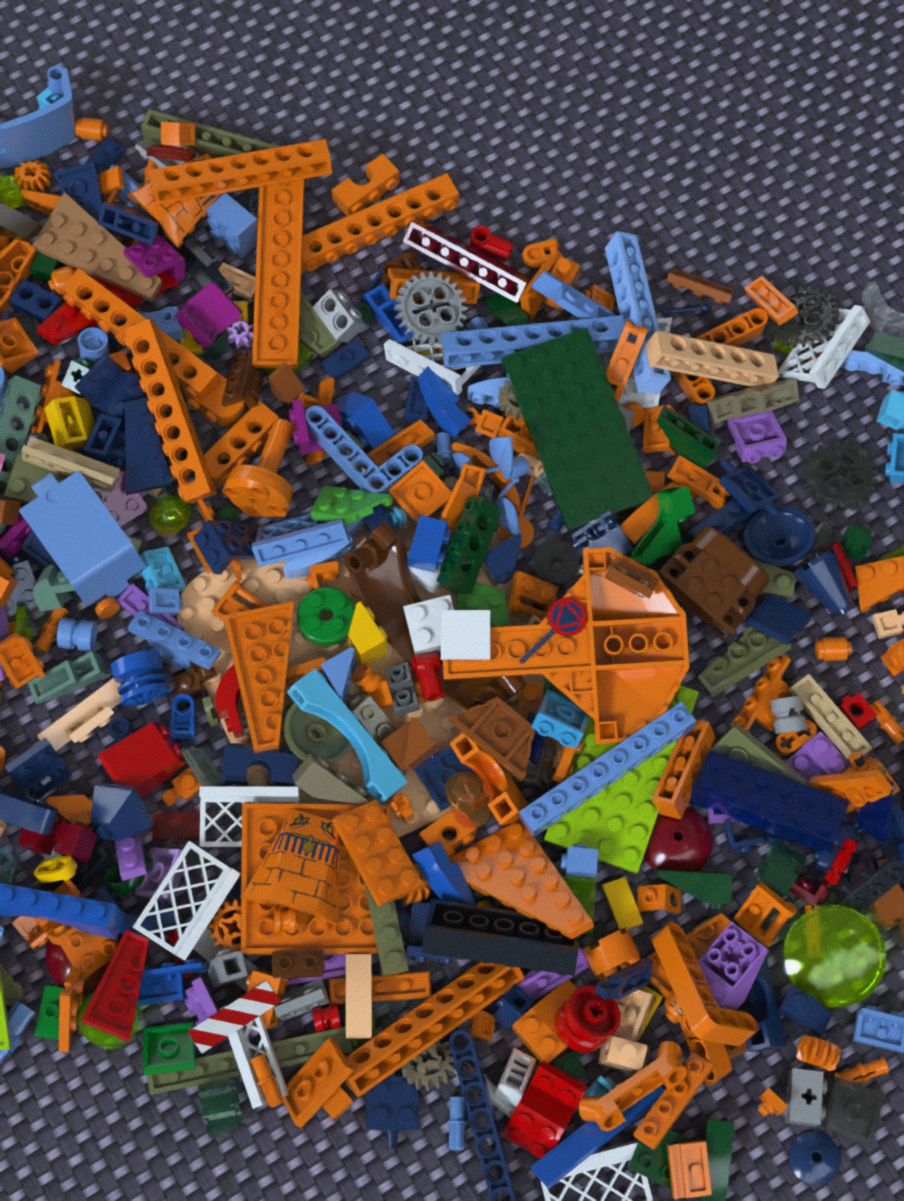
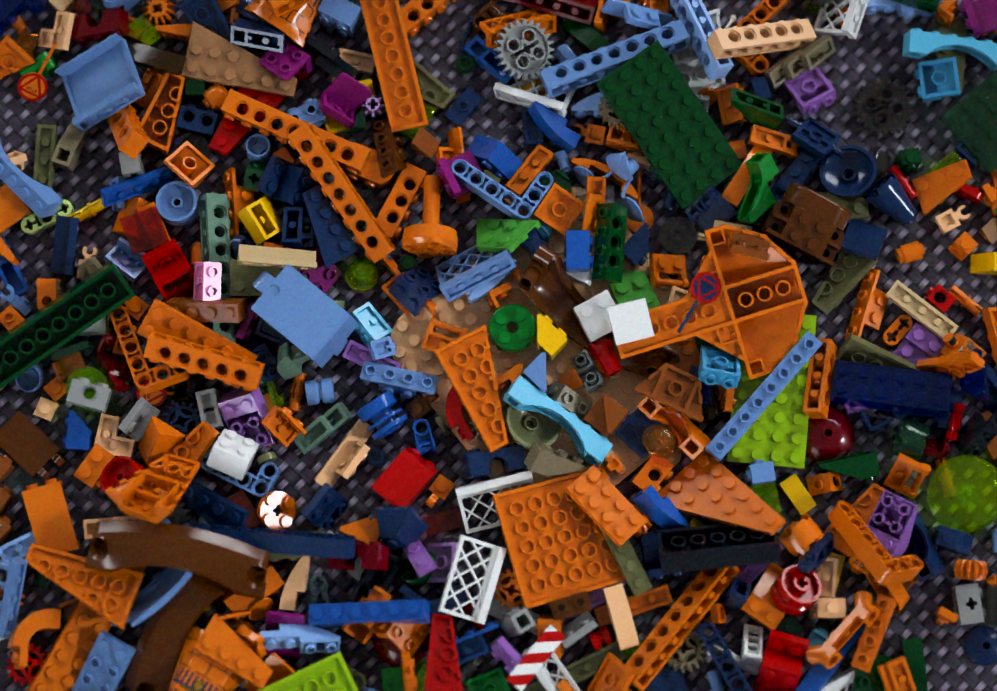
camera: 15 degrees left, 10 degrees up
(56, 869) = (366, 581): yellow plate -> none
(107, 608) = (336, 363): orange tile -> none
(202, 766) = (450, 471): clear light blue piece -> none
(284, 920) = (552, 576): orange wheel -> none
(301, 868) = (552, 533): orange wedge -> none
(336, 317) = (447, 75): light grey brick -> none
(366, 678) = (557, 370): orange wheel -> none
(624, 357) = (692, 55): orange plate -> none
(788, 714) = (889, 316): light grey wheel -> none

